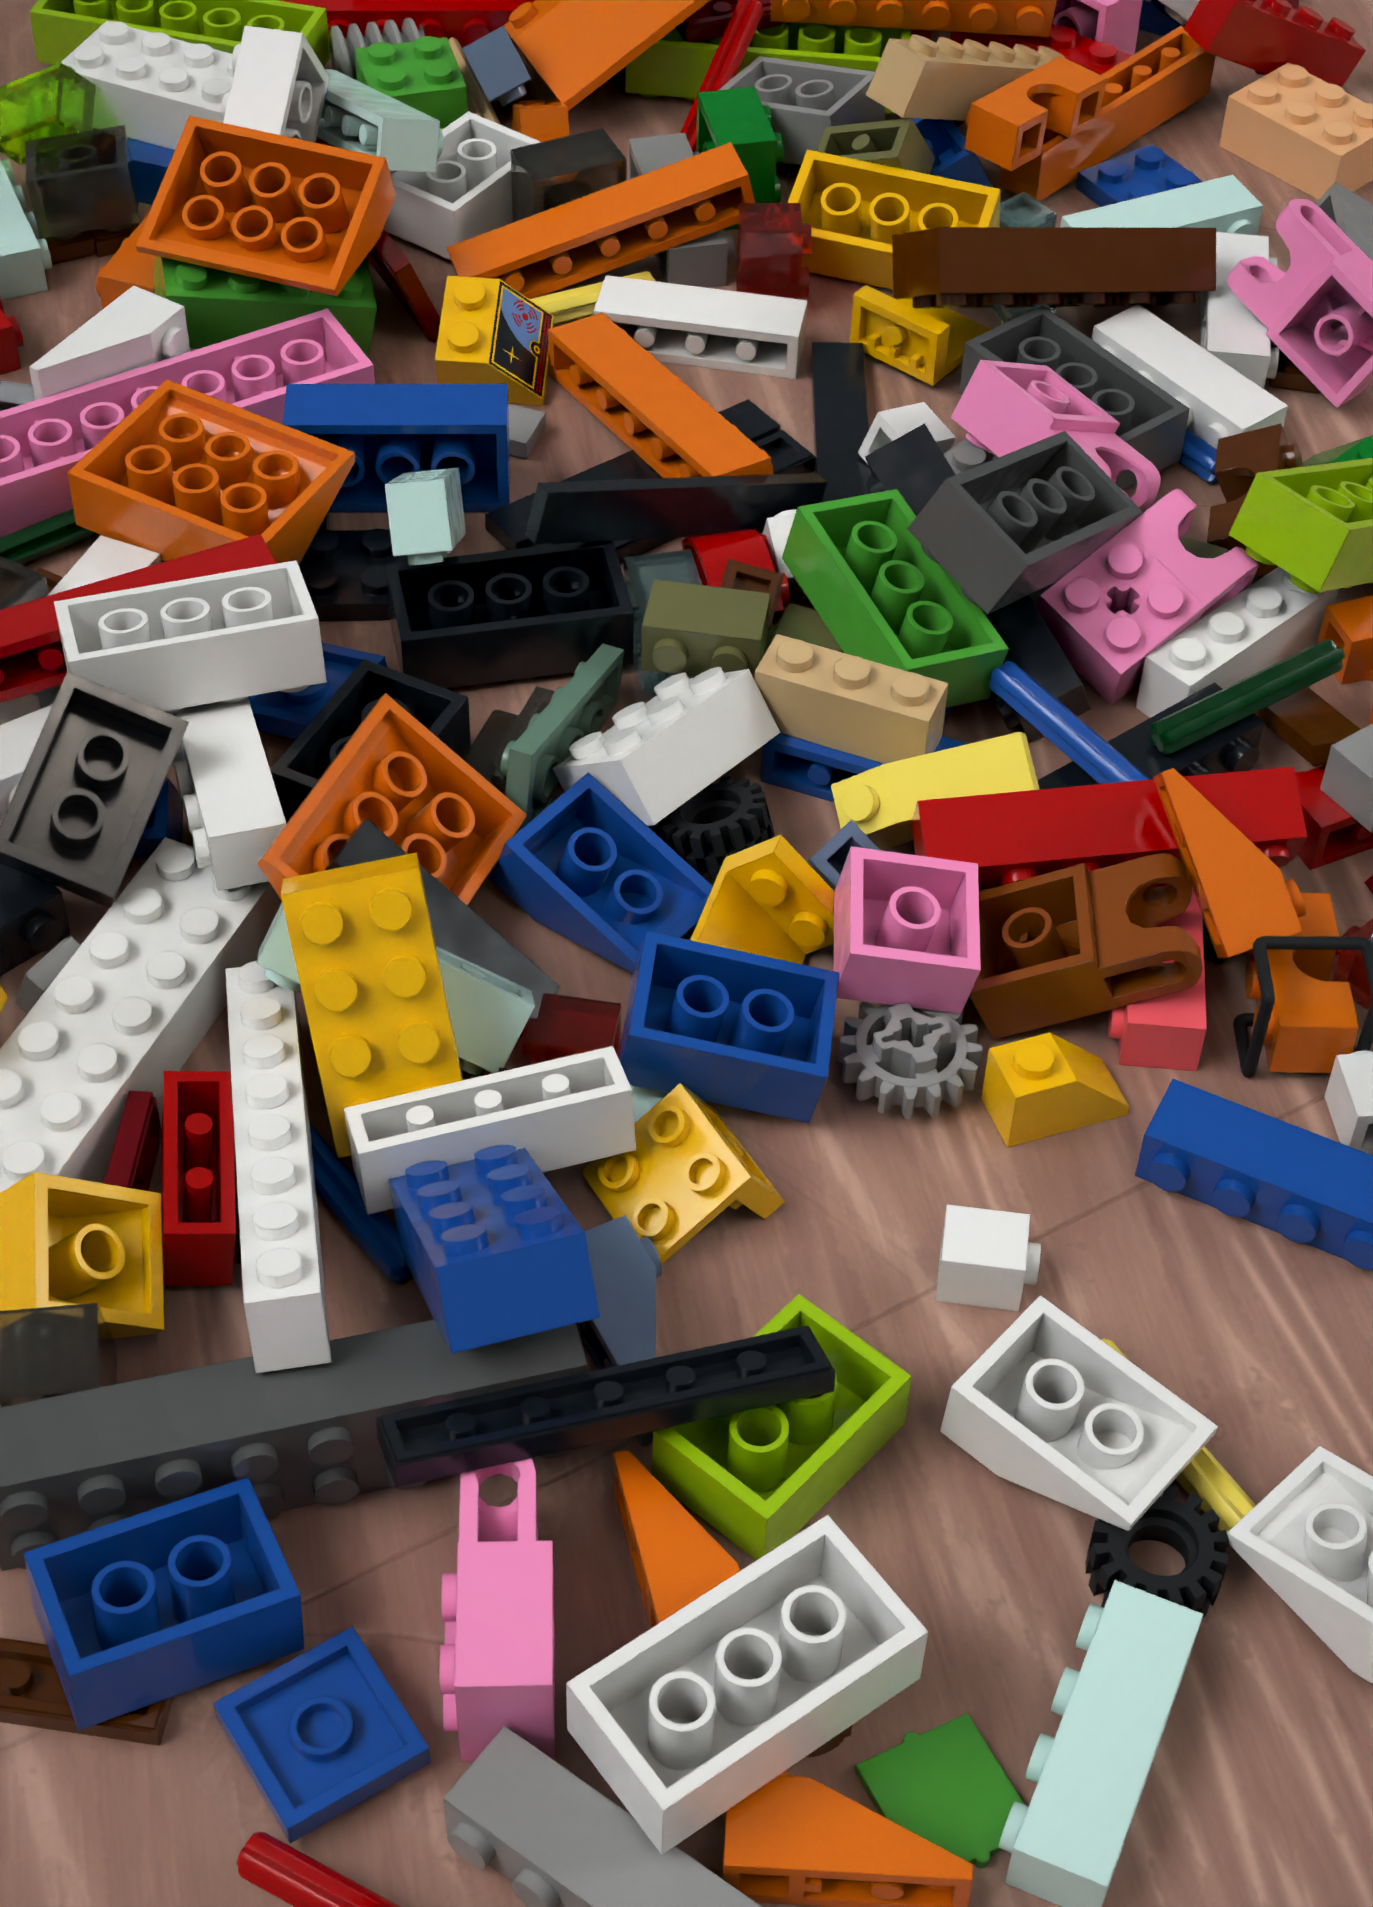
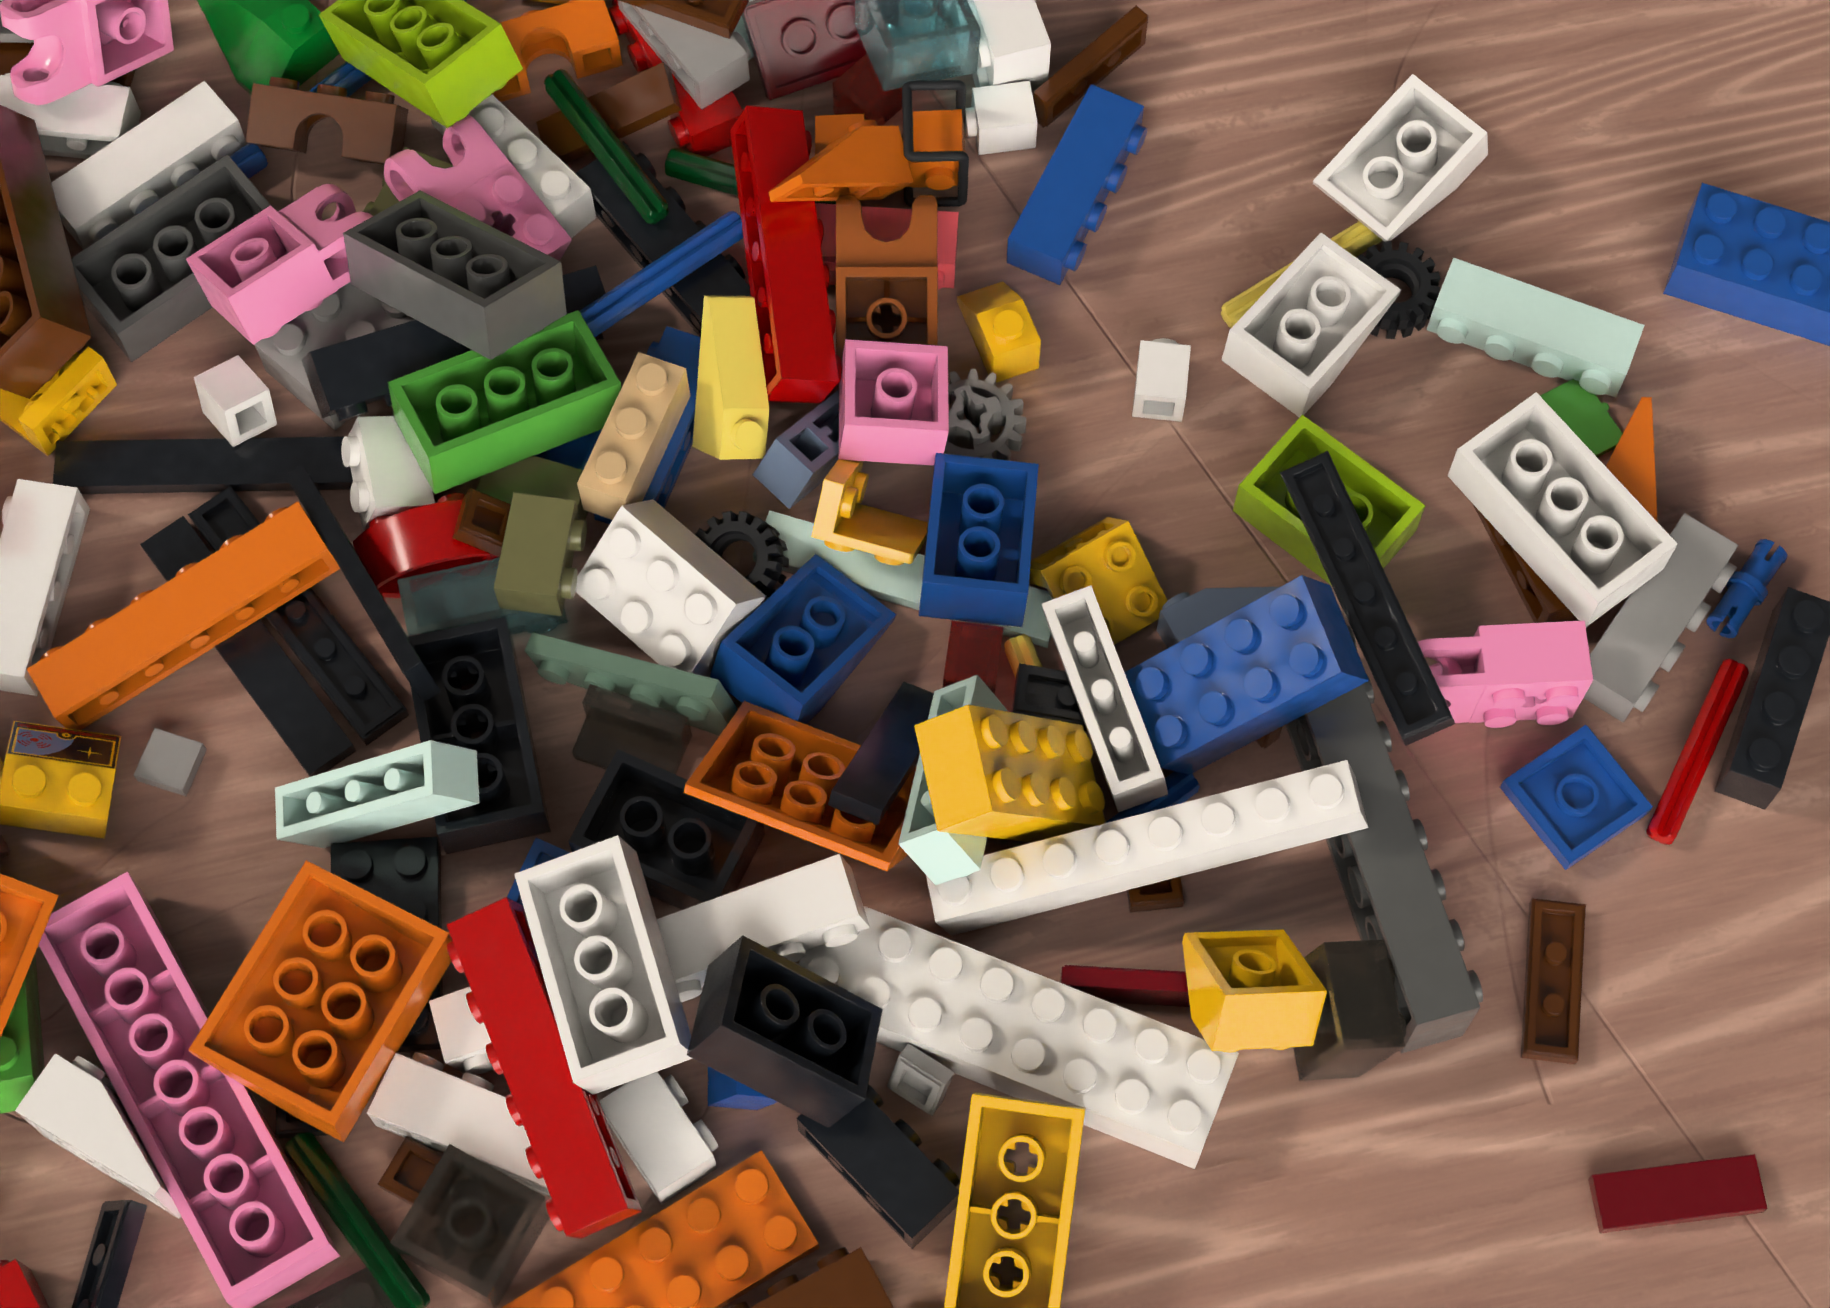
camera: 90 degrees left, 20 degrees up
(164, 1602) = (1512, 897): blue brick -> none
(197, 1178) = (1133, 922): red brick -> none
(410, 430) = (237, 848): blue brick -> none
(667, 1546) = (1454, 570): orange slope -> none

